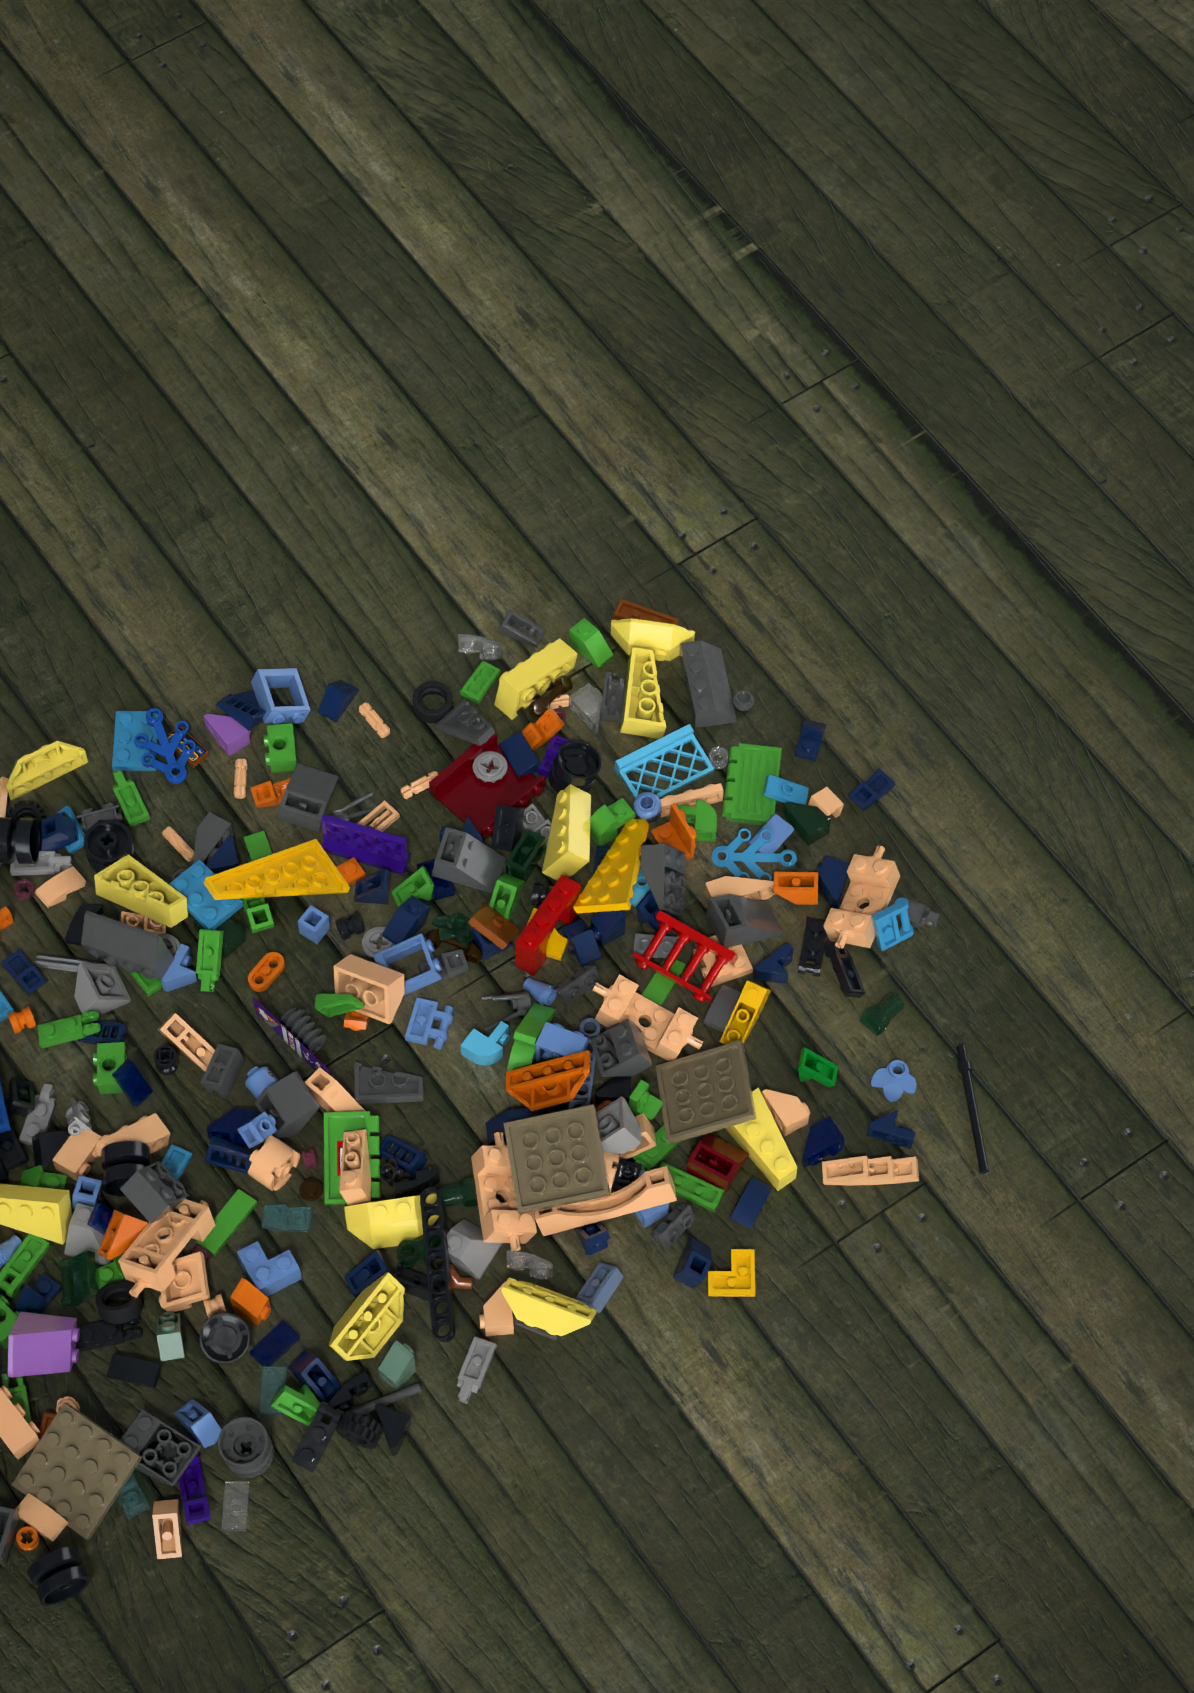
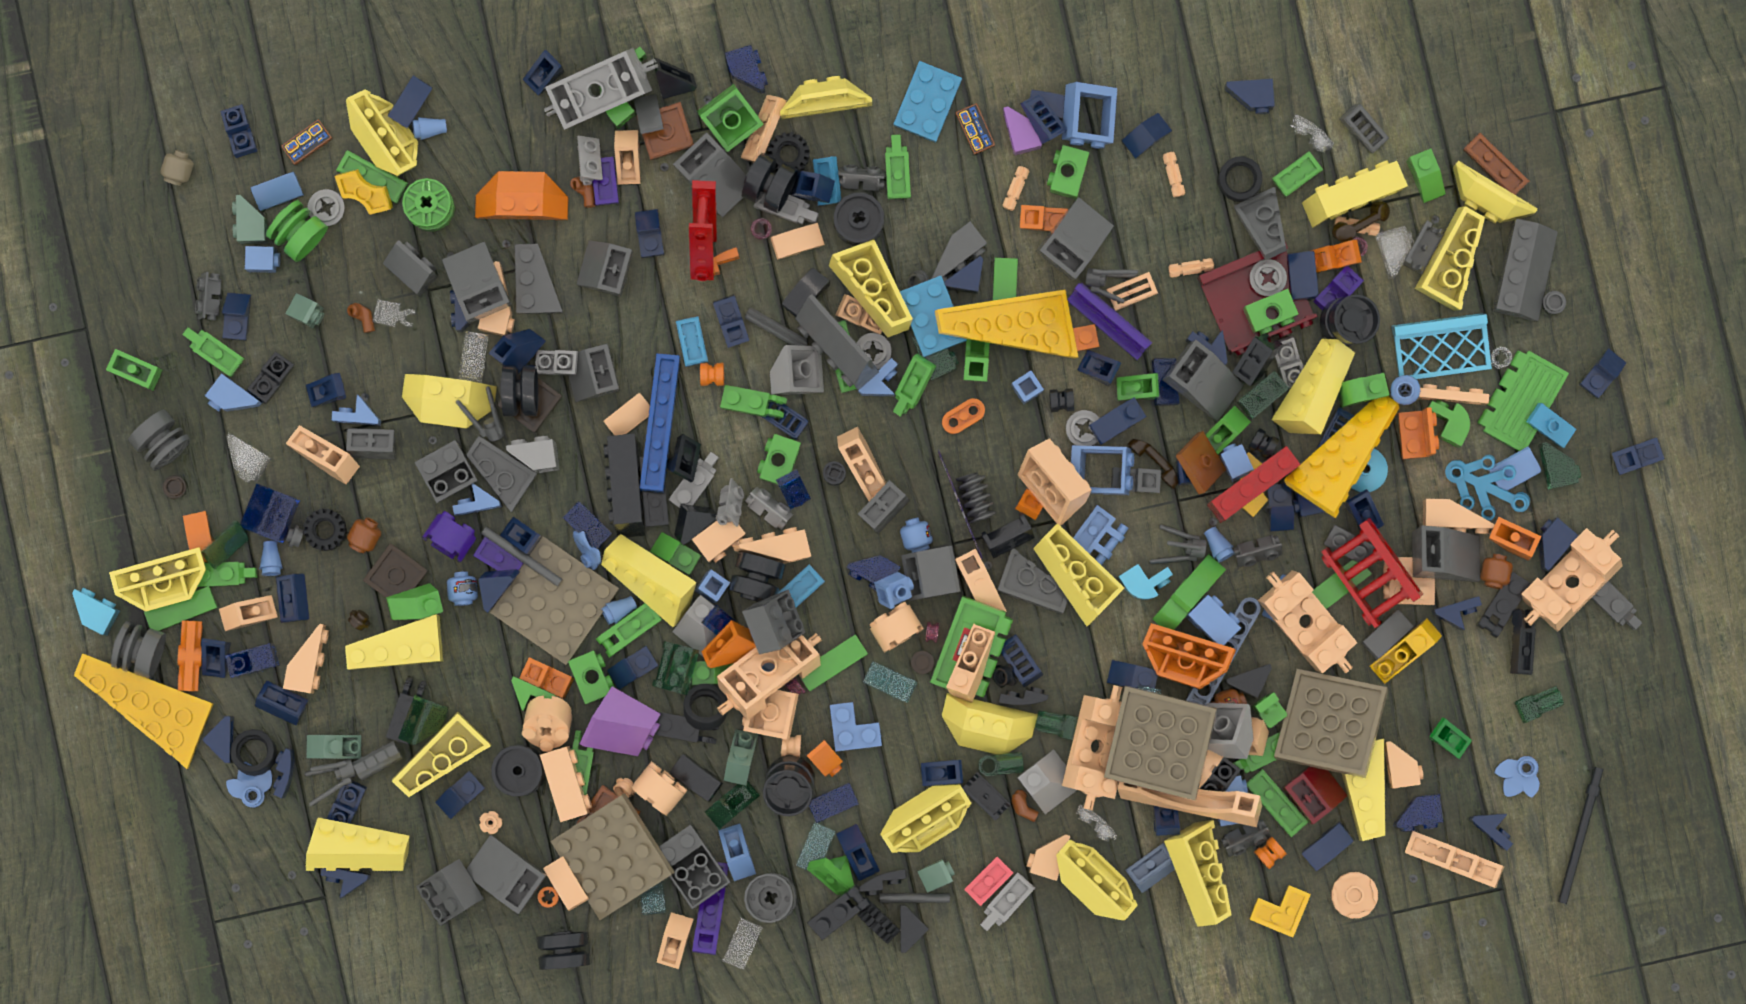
camera: 25 degrees right, 25 degrees up
(100, 1390) = (659, 788): none -> light nougat brick
(107, 1109) = (762, 500): none -> light grey hinge
(166, 749) = (954, 128): blue plant -> none
(176, 1381) = (731, 804): none -> clear green slope
(178, 843) = (929, 239): light nougat axle -> none
(227, 1162) = (857, 597): dark blue slope -> none
(336, 1004) = (1012, 480): bright green slope -> none
(348, 1054) = (1008, 536): none -> black hinge
(415, 635) = (1253, 94): none -> dark blue slope
(422, 1057) = (1077, 573): none -> light yellow wedge
(441, 1274) = (1009, 807): black beam -> none
(450, 1357) = (988, 881): none -> coral plate
(454, 927) = (1160, 446): clear green plate -> none
(507, 779) = (1281, 302): none -> bright green brick
(522, 912) = (1236, 462): none -> medium blue brick
(621, 1050) = (1268, 650): dark grey slope -> none
(644, 1267) = (1200, 873): none -> light yellow wedge
(664, 873) = (1389, 478): dark grey slope -> none
(693, 1263) = (1249, 884): dark blue slope -> none
(701, 1228) = (1265, 855): none -> orange wheel
(794, 920) = (1496, 571): none -> dark orange head
(795, 1238) = (1354, 895): none -> light nougat tile
(827, 802) = (1585, 457): light nougat panel -> none
(886, 924) = (1583, 618): dark azure plate -> none

